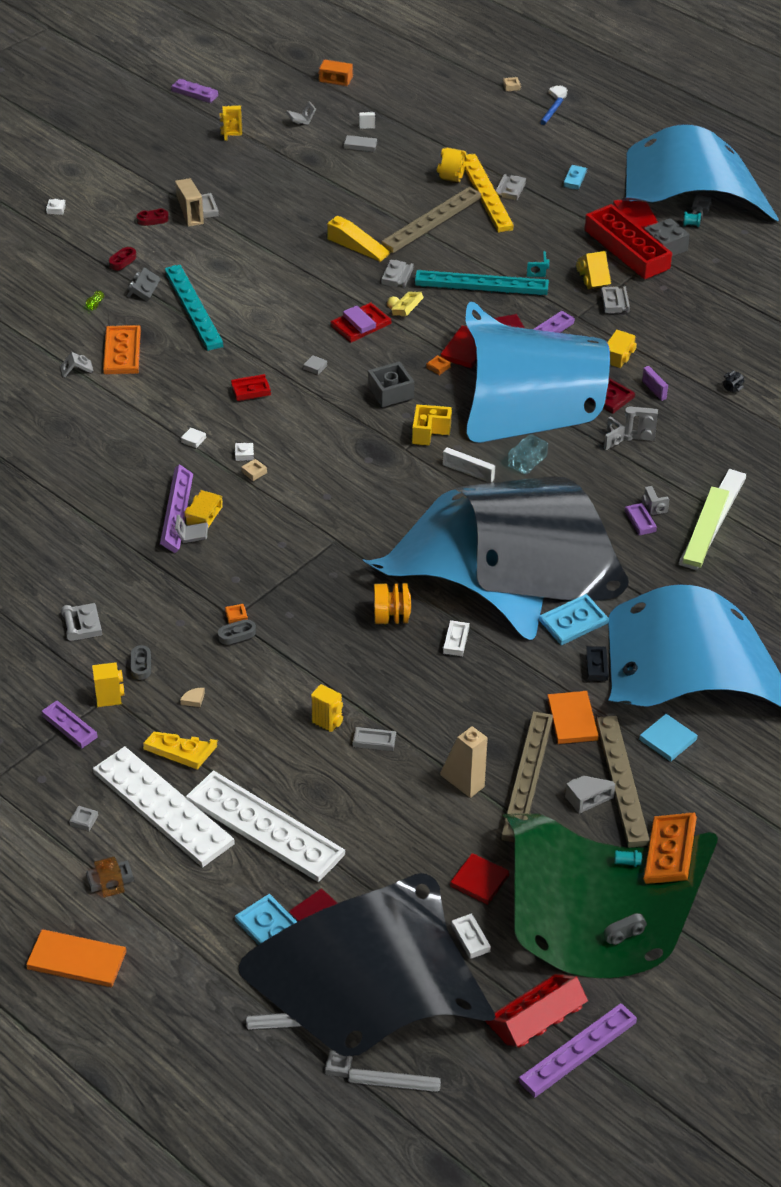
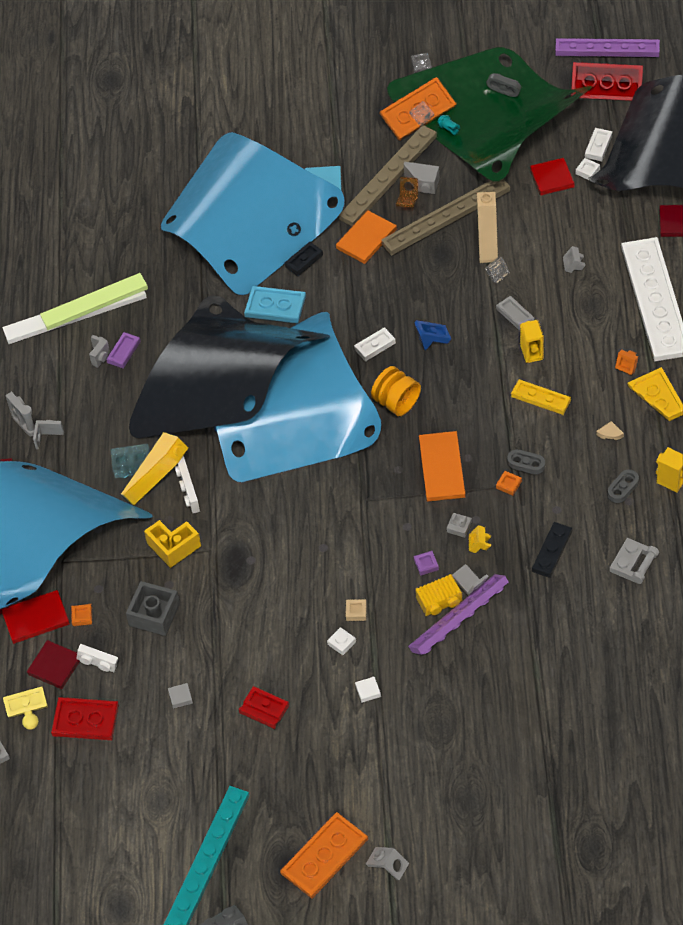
camera: 130 degrees left, 10 degrees up
(153, 592) = (552, 549): none -> black plate
(213, 558) = (477, 539): none -> yellow tile
(233, 754) = (626, 361): none -> orange tile
(239, 528) = (426, 563): none -> medium lavender tile
(242, 564) = (459, 525): none -> light grey tile
(279, 689) = (540, 397): none -> yellow tile
(301, 593) = (441, 466): none -> orange tile
(359, 319) = (89, 711): medium lavender tile -> none
(375, 810) = (572, 260): none -> light grey tile
(391, 343) = (98, 658): none -> white plate
(418, 333) = (54, 664): none -> dark red tile
(418, 667) = (431, 332): none -> blue slope
(428, 757) = (497, 269): none -> clear tile
(453, 904) = (587, 168): none -> white plate
(502, 455) = (157, 464): none -> yellow slope
(577, 765) = (406, 197): none -> clear orange bracket
(658, 839) = (421, 113): none -> clear tile
(731, 903) = (421, 62): none -> clear plate

